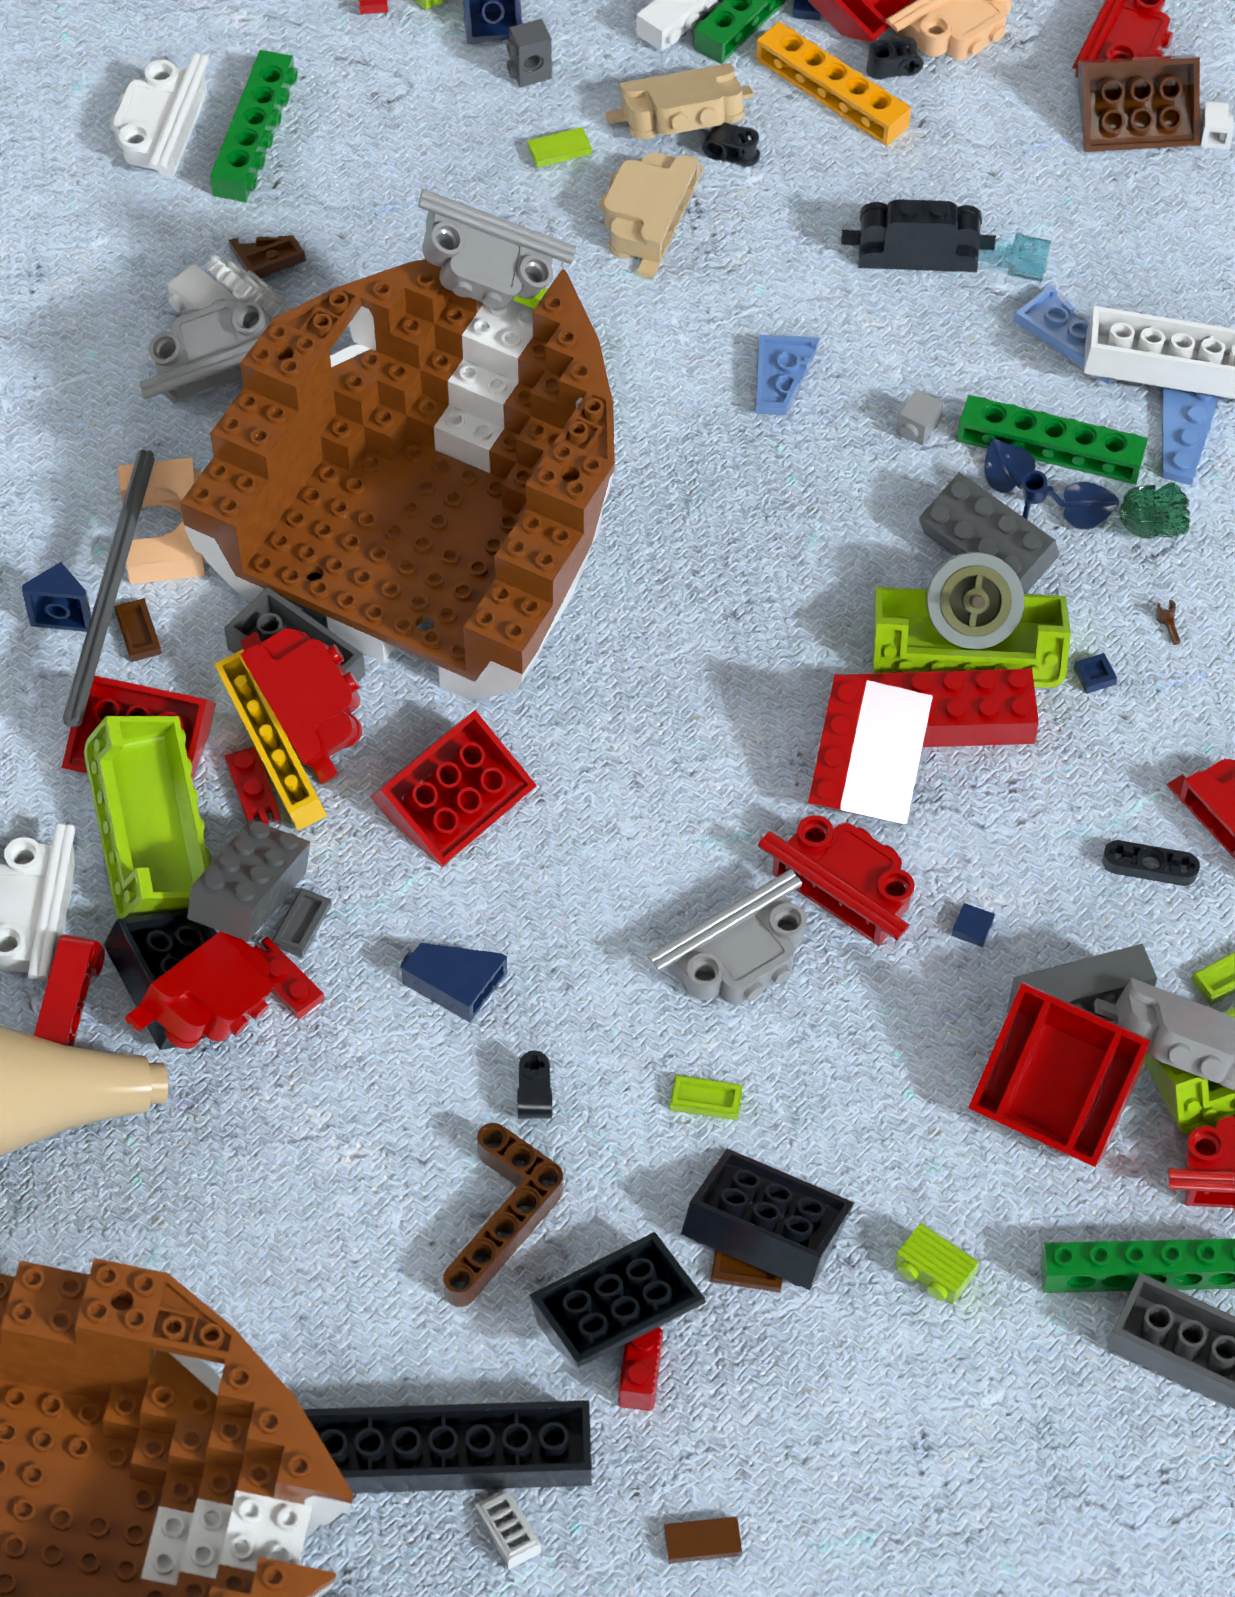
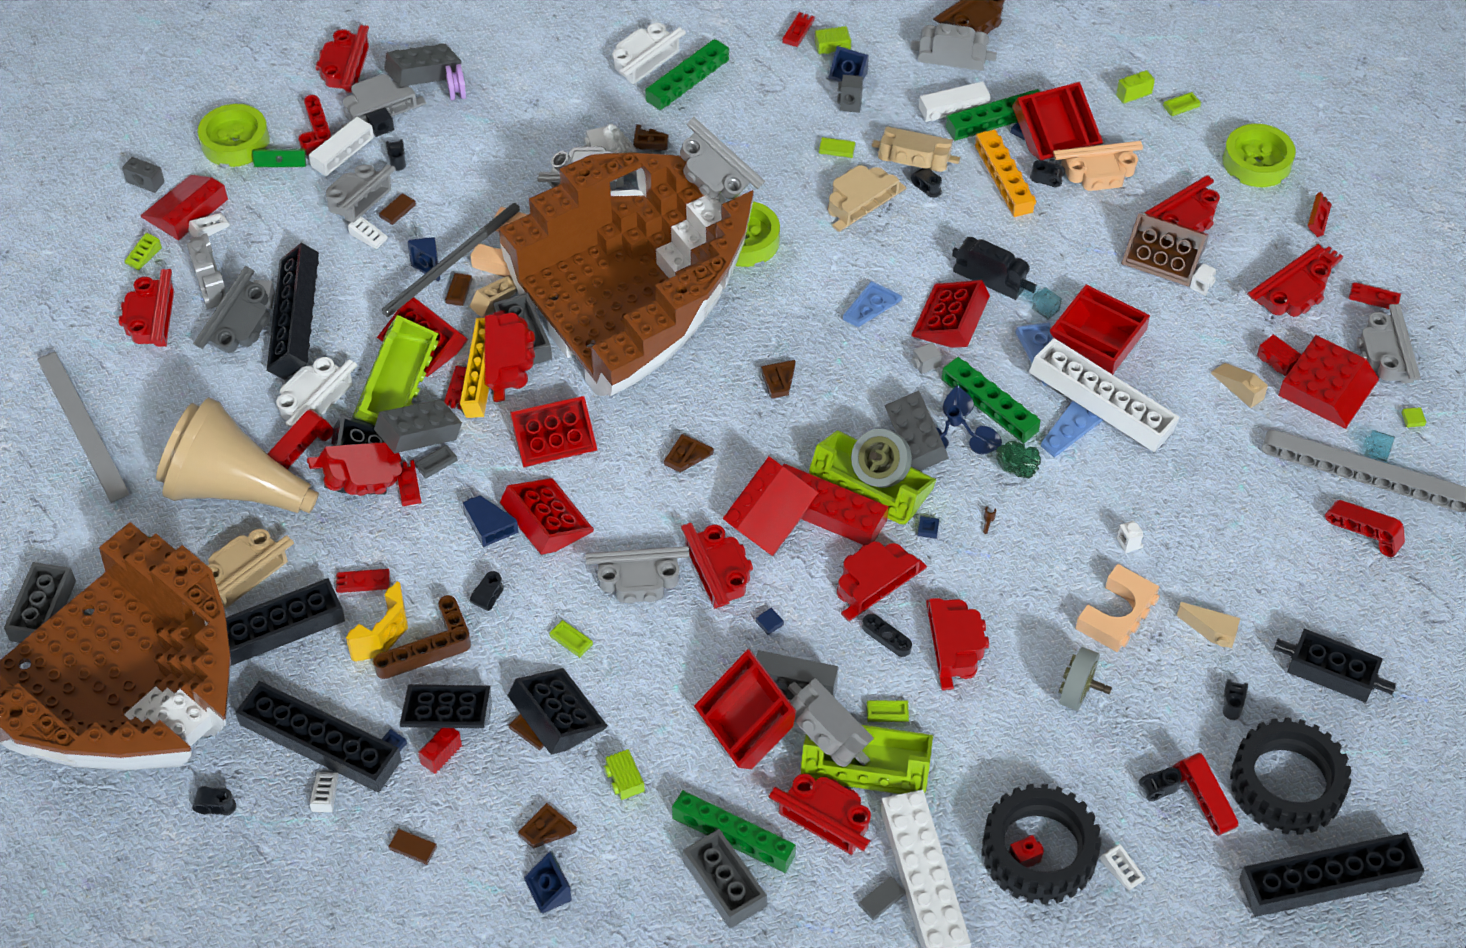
camera: 30 degrees right, 5 degrees down
(127, 1220) = (246, 563): none -> tan brick
(205, 616) = (494, 292): none -> tan slope
(273, 1271) = (283, 620): none -> black brick
(325, 1167) = (362, 580): none -> red hinge
(418, 1260) = (365, 643): none -> yellow slope
(534, 925) = (545, 514): none -> red slope
(556, 1390) = (395, 739): none -> dark blue tile
(676, 727) = (687, 453): none -> reddish brown wing
(728, 547) = (778, 378): none -> reddish brown wing
(879, 1403) = (546, 827): none -> reddish brown wing
(906, 333) = (952, 313): none -> red slope
(946, 1486) = (548, 884): none -> dark blue slope
(1074, 783) = (874, 574): none -> red brick
(1134, 260) = (1100, 328): none -> red slope

